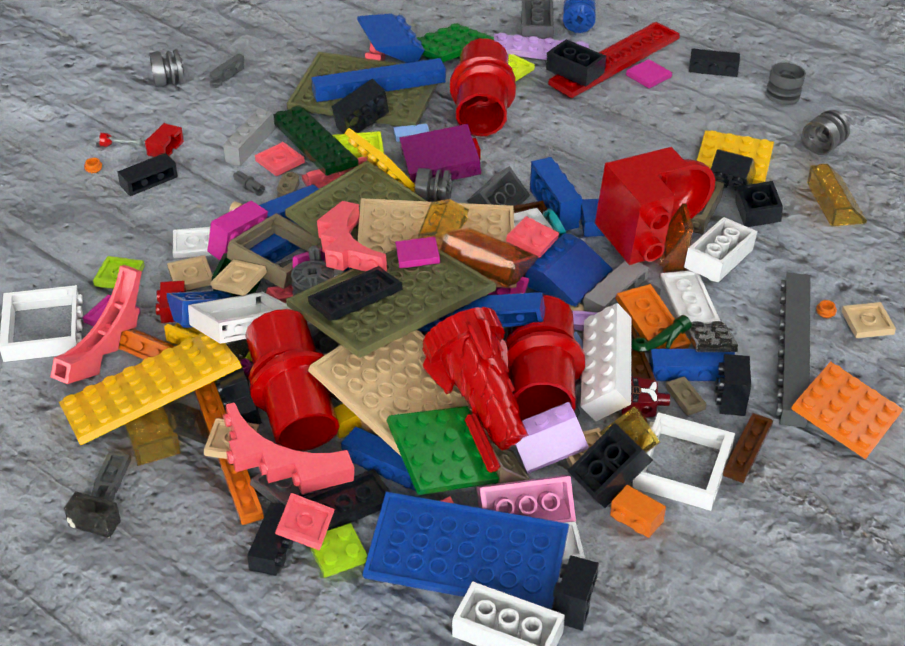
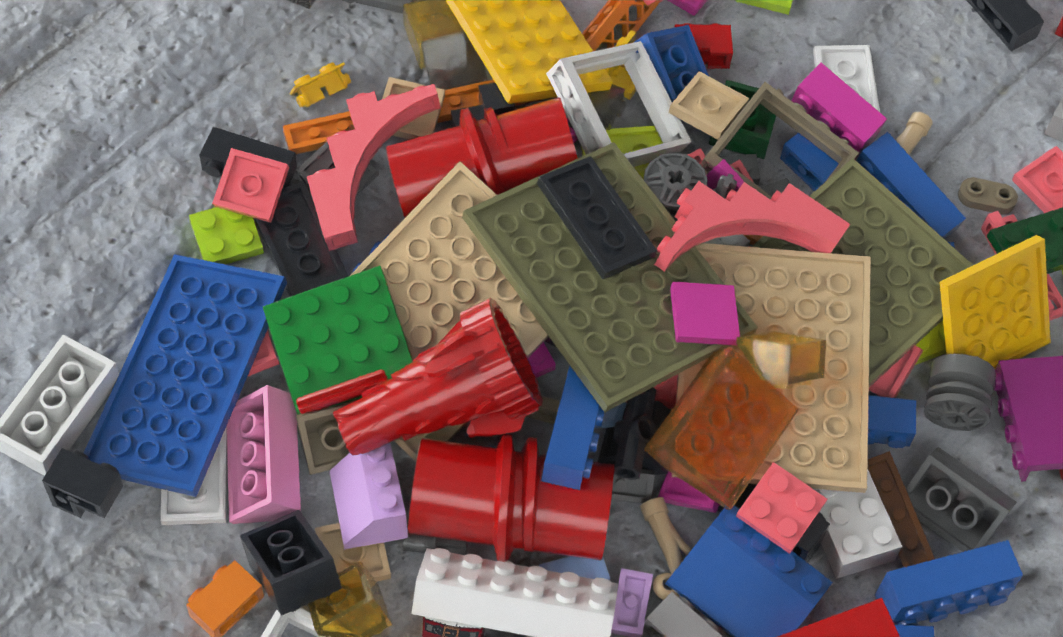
camera: 90 degrees right, 20 degrees up
(193, 271) = (766, 62): tan plate -> none
(197, 504) = (310, 88): none -> yellow hinge
(249, 183) = (987, 140): dark grey axle -> none
(554, 221) = (859, 574): teal tile -> none

